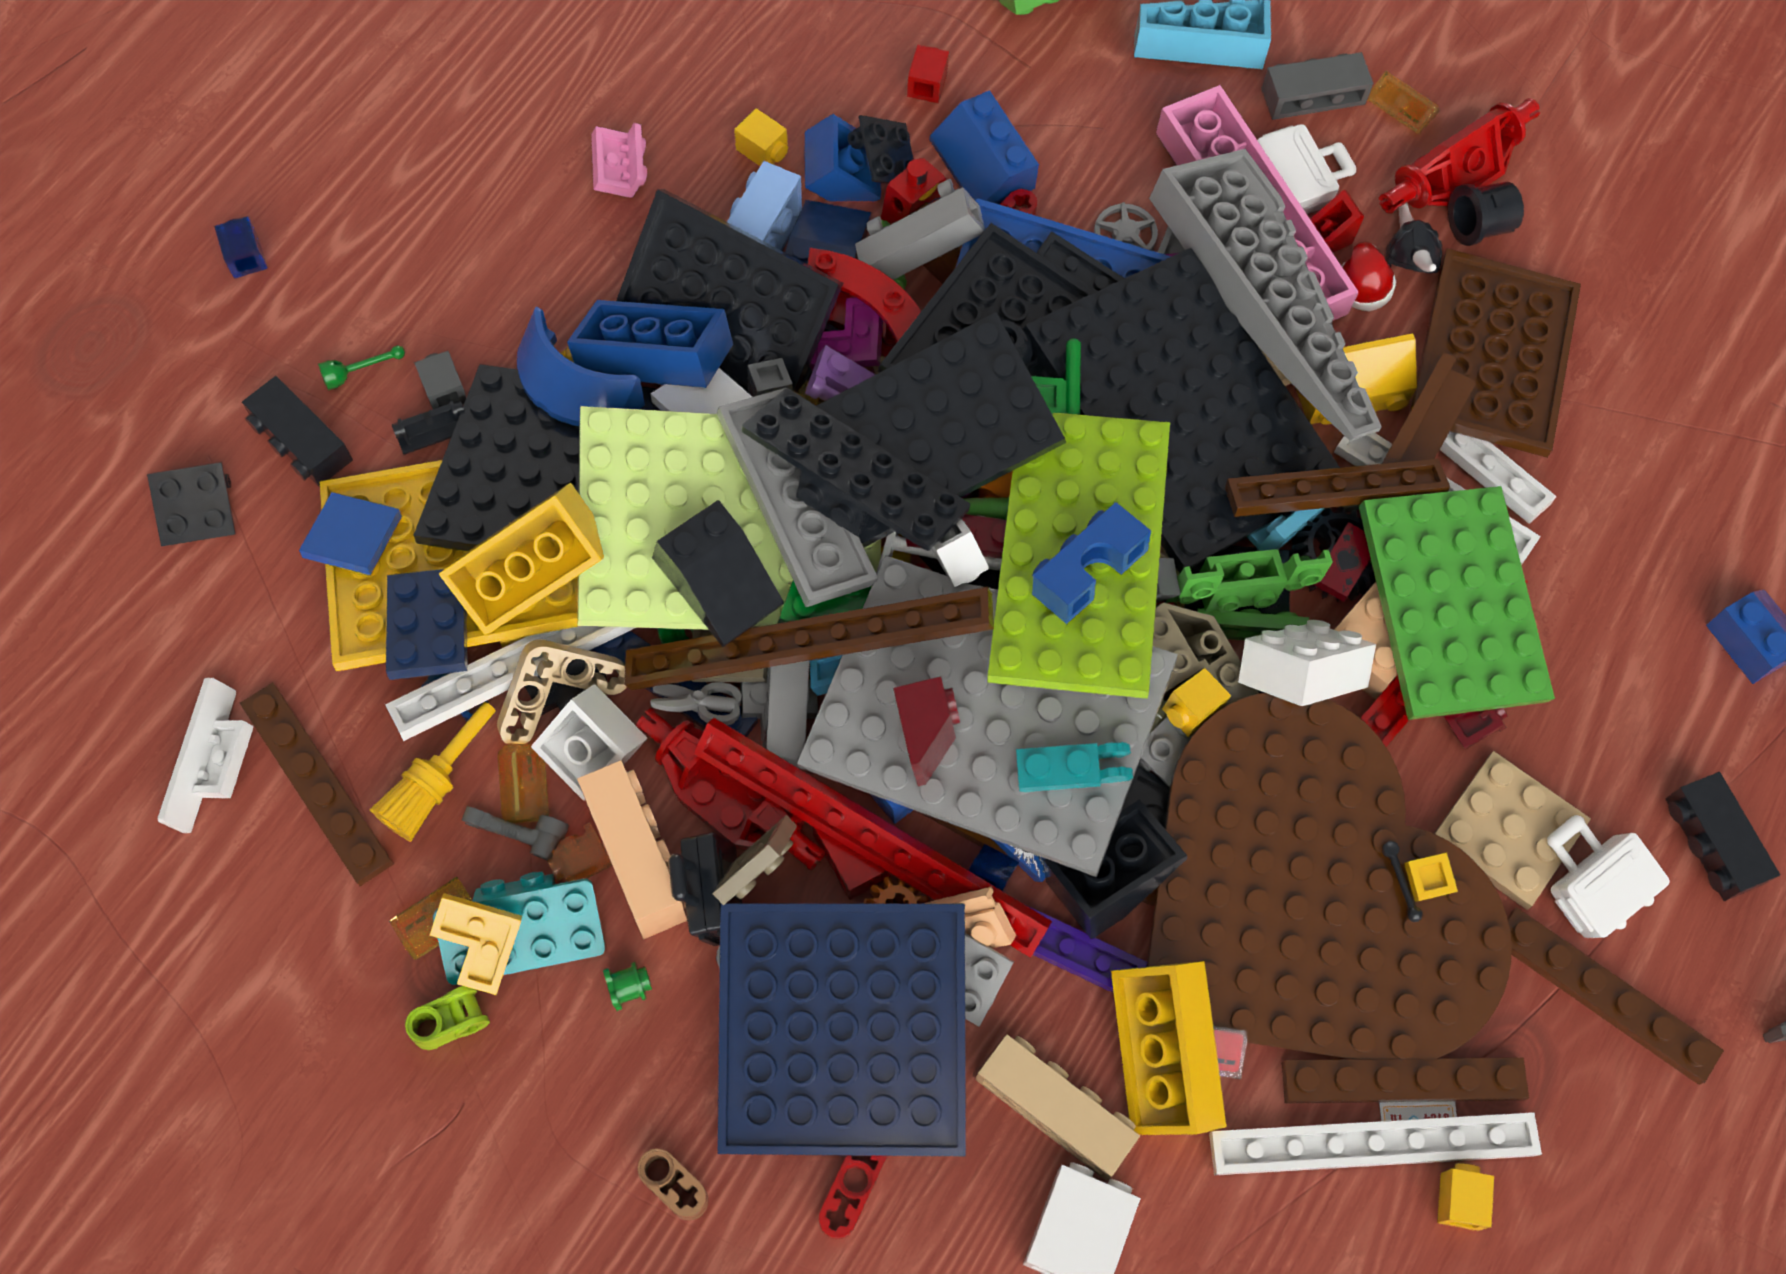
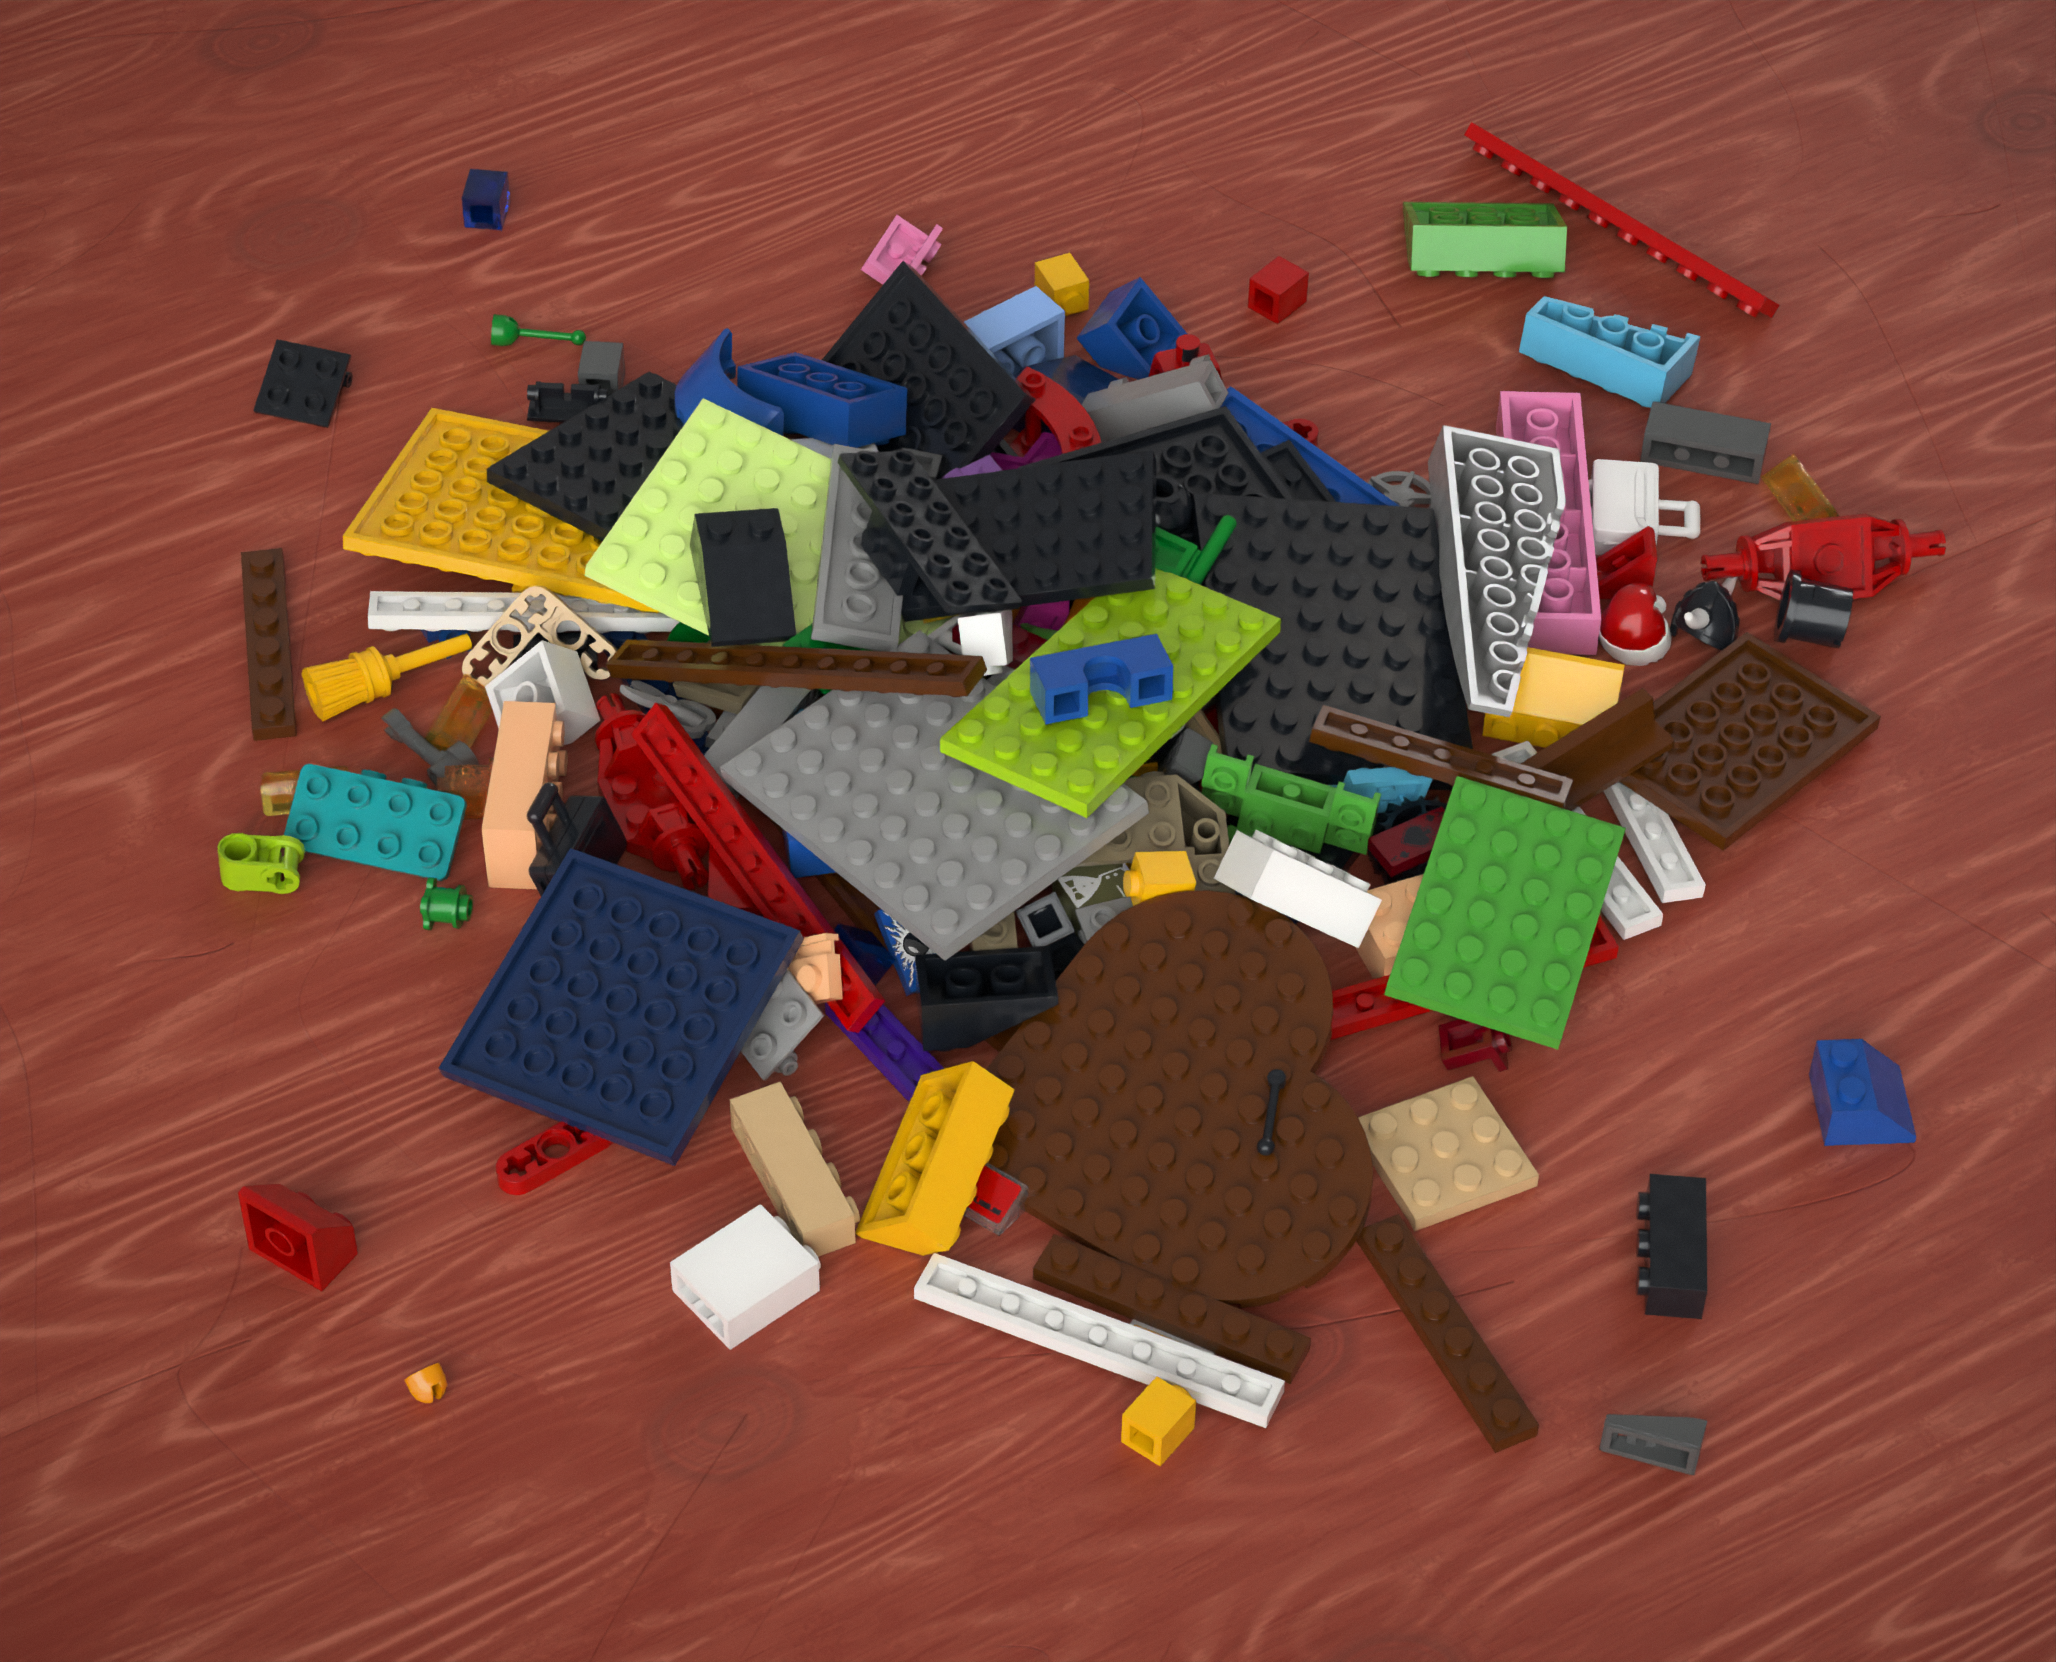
camera: 30 degrees right, 20 degrees down
(207, 758) = (182, 579): white bracket -> none
(296, 432) = (436, 360): black brick -> none
(350, 533) = (430, 449): blue tile -> none
(424, 627) = (450, 535): dark blue plate -> none
(485, 931) = (340, 801): yellow plate -> none
(526, 560) = (568, 498): yellow slope -> none
(672, 1199) = (378, 1065): medium nougat beam -> none
(761, 856) = (628, 829): dark tan plate -> none
(885, 145) = (1175, 316): black hinge -> none
(927, 724) = (850, 754): dark red slope -> none
(984, 150) = (1292, 371): blue slope -> none
(1070, 766) = (974, 847): teal hinge -> none
(1430, 877) = (1299, 1114): yellow plate -> none
(1606, 884) = (1511, 1228): white piece -> none

